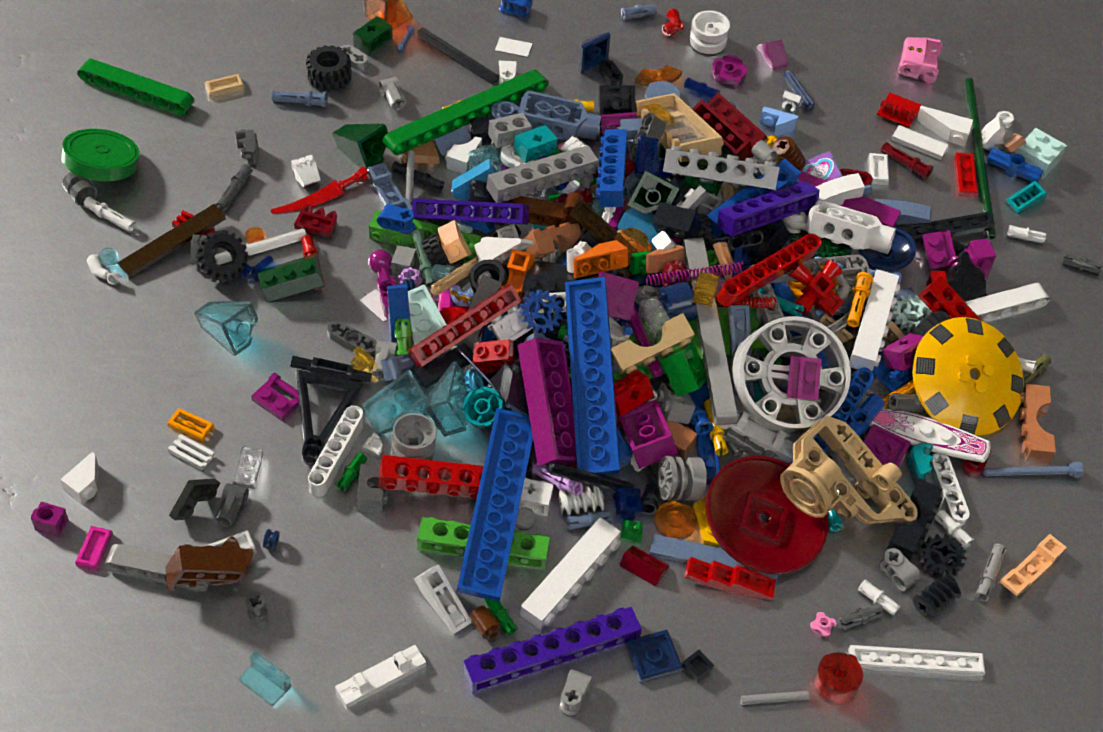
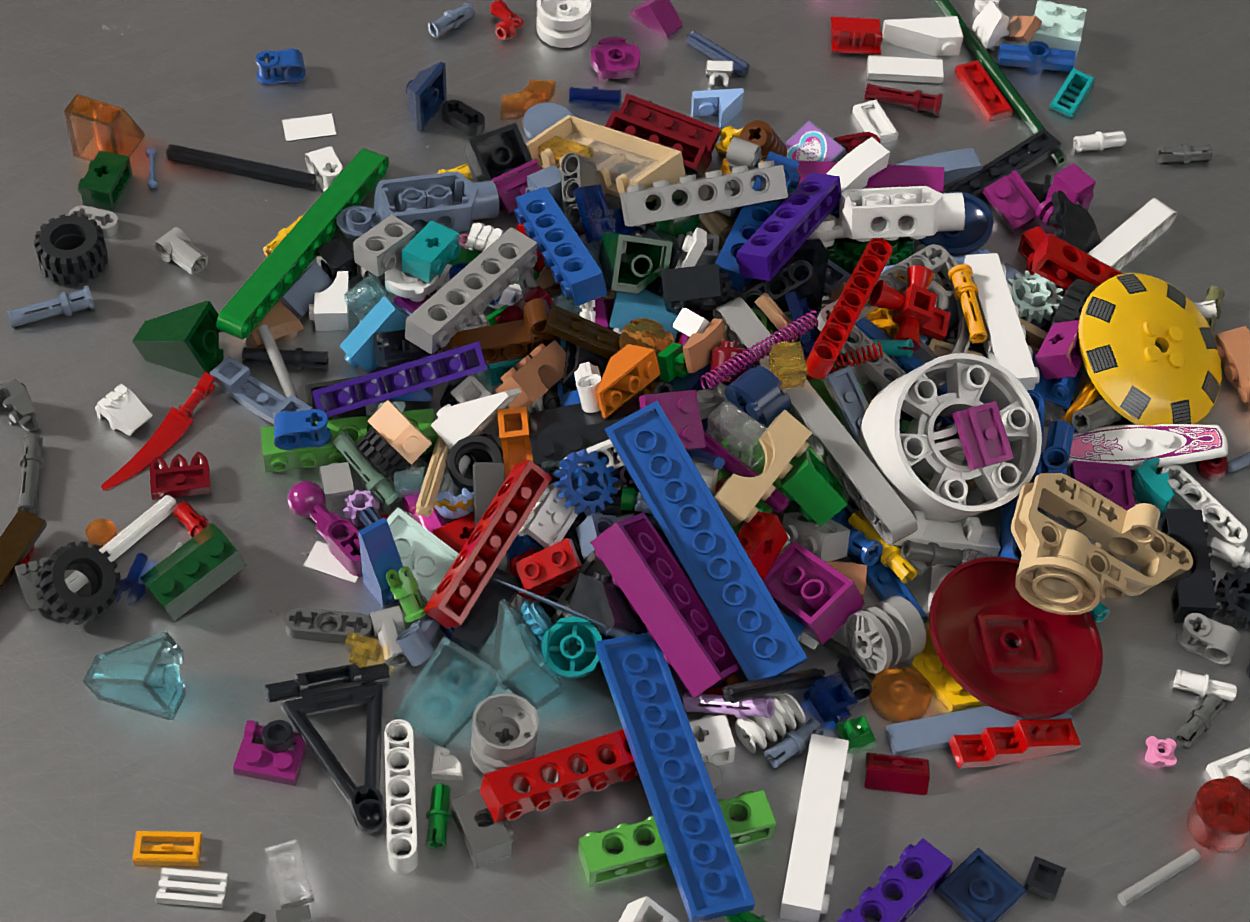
camera: 25 degrees left, 0 degrees up
(285, 388) = (278, 736): none -> black tile

